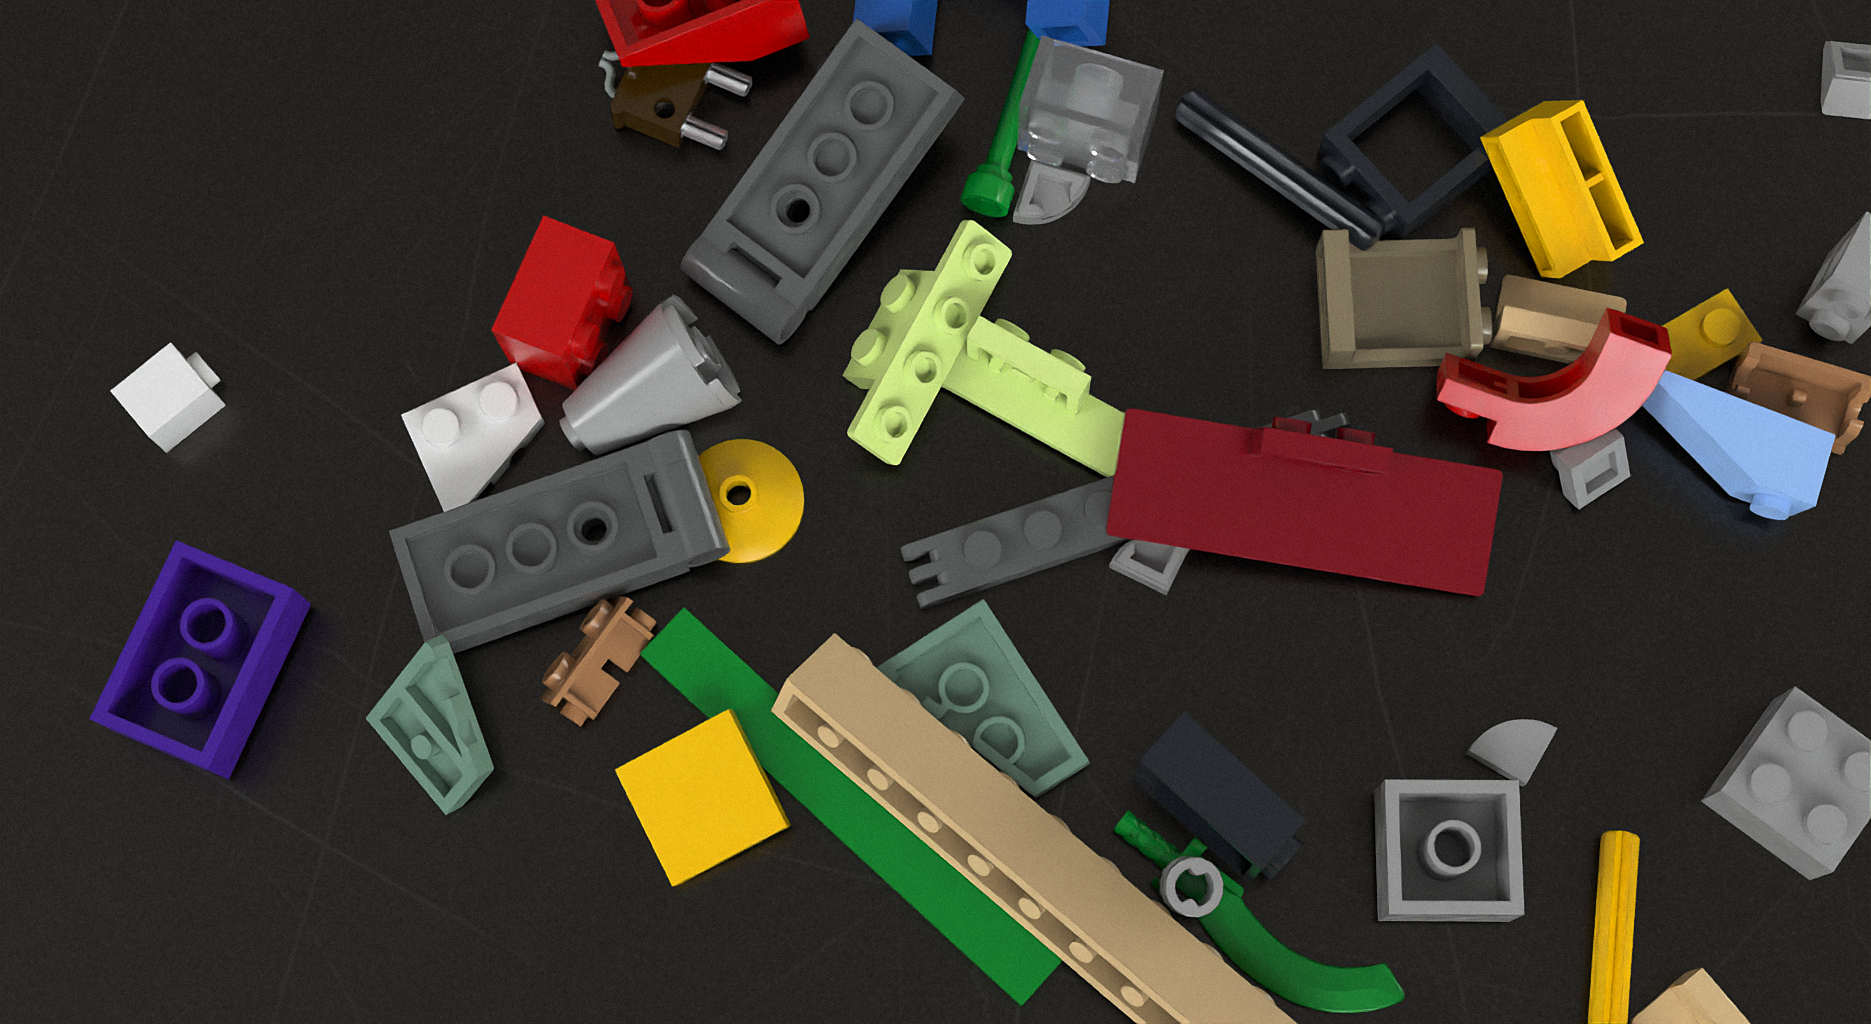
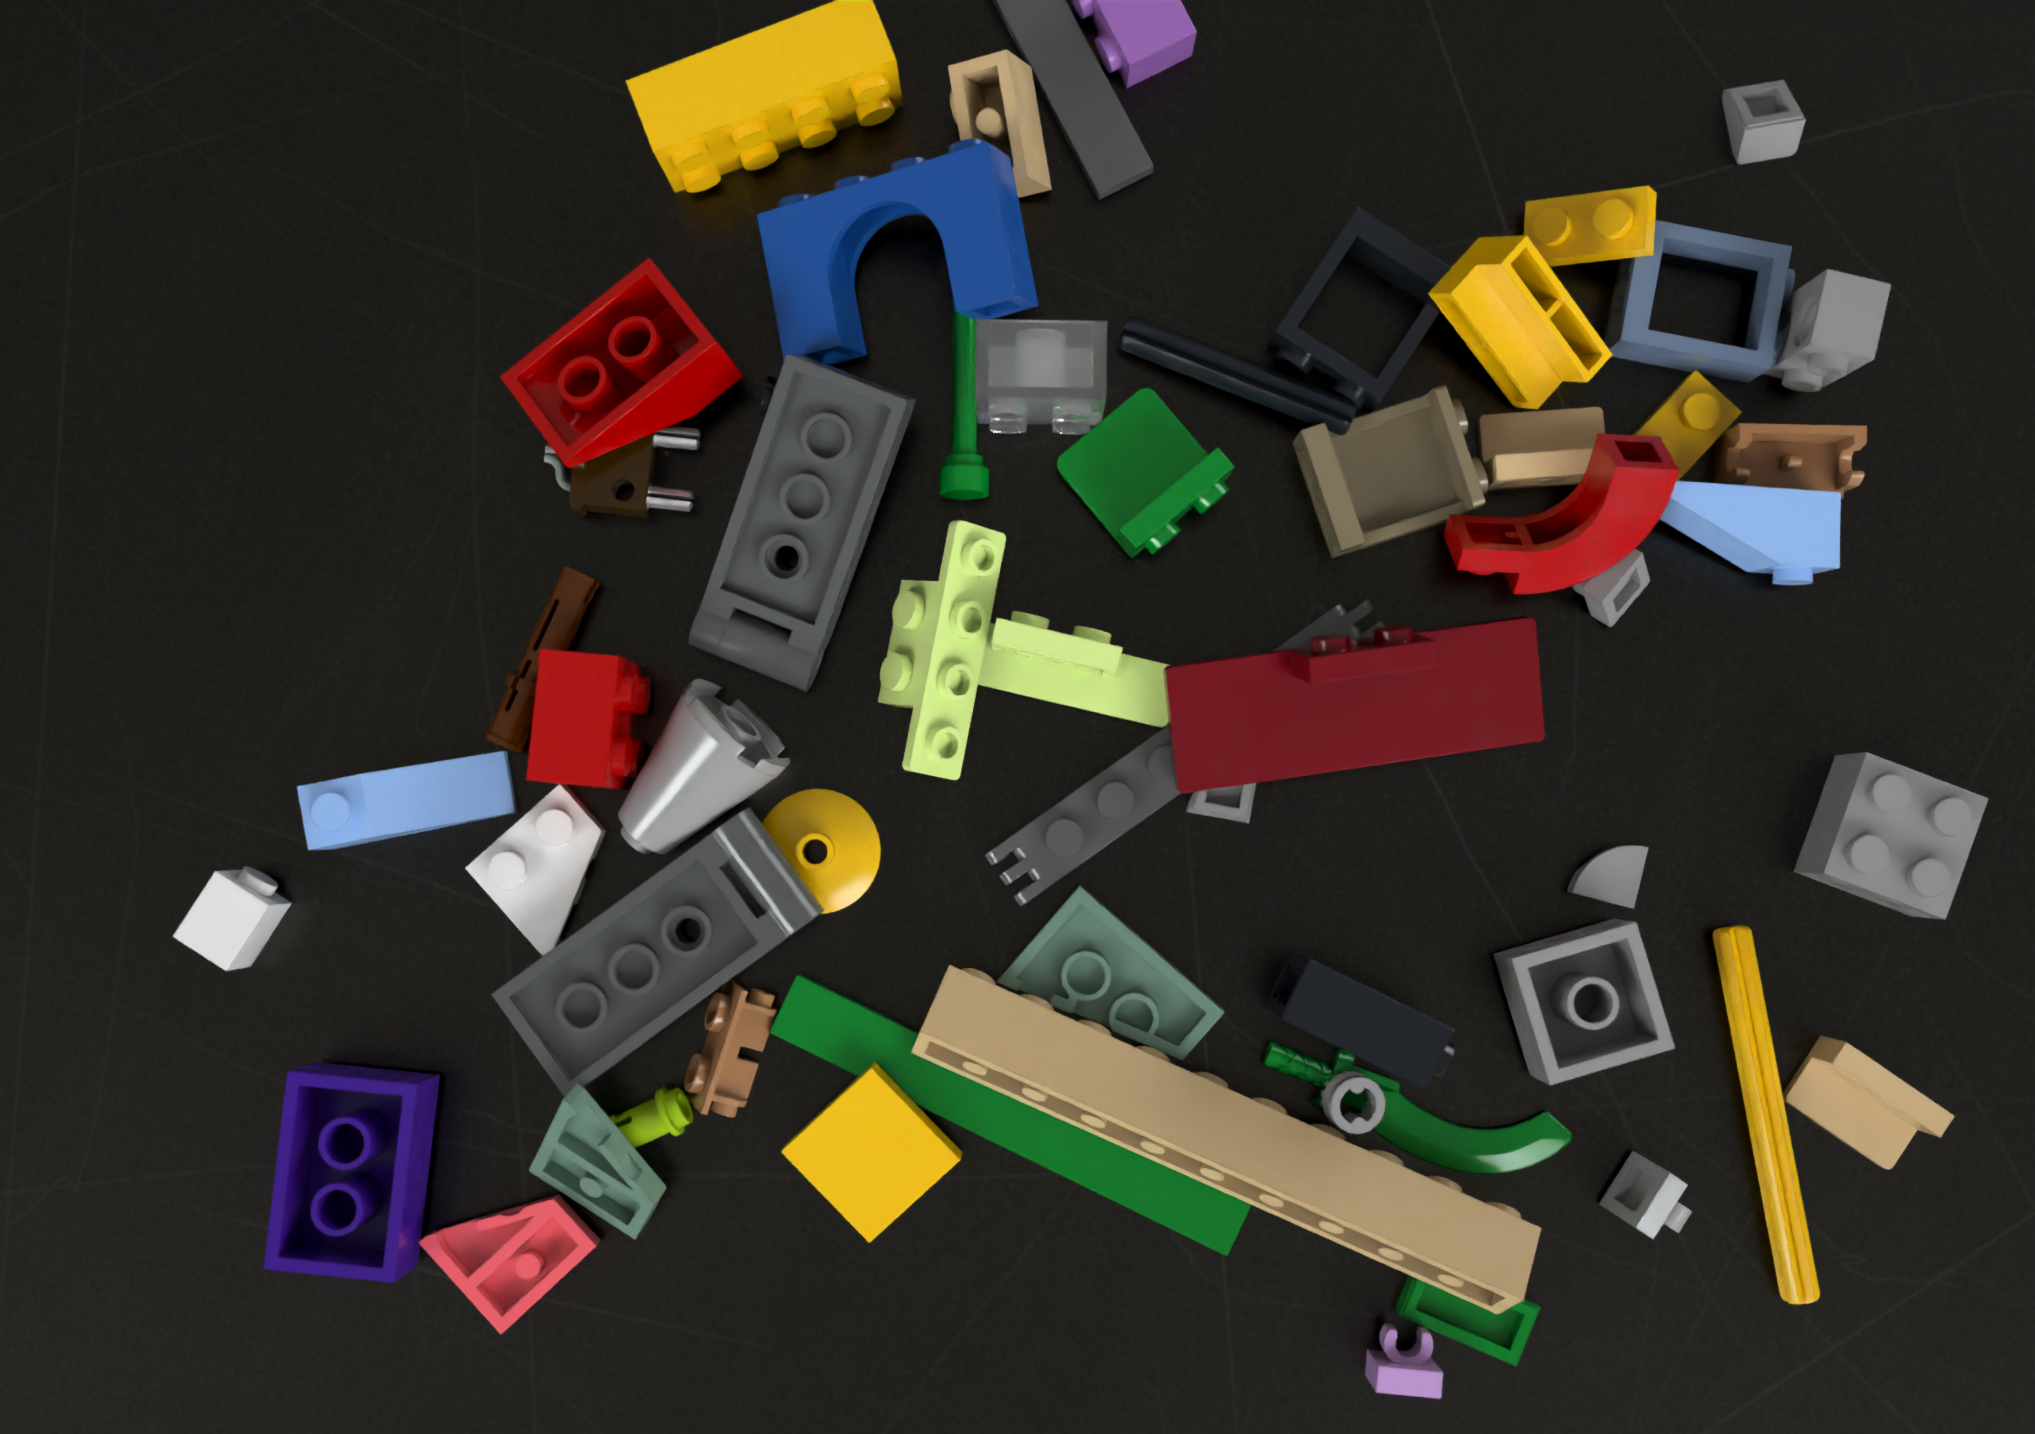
camera: 20 degrees left, 10 degrees up
(324, 795) = (512, 1255): none -> coral wing
(366, 336) = (406, 800): none -> light blue slope
(506, 702) = (654, 1118): none -> lime pin
(570, 206) = (554, 632): none -> reddish brown pin
(1048, 193) = (1021, 461): light grey tile -> none
(1162, 234) = (1143, 473): none -> green bracket
(1658, 124) = (1593, 226): none -> yellow plate
(1722, 269) = (1635, 290): none -> sand blue window

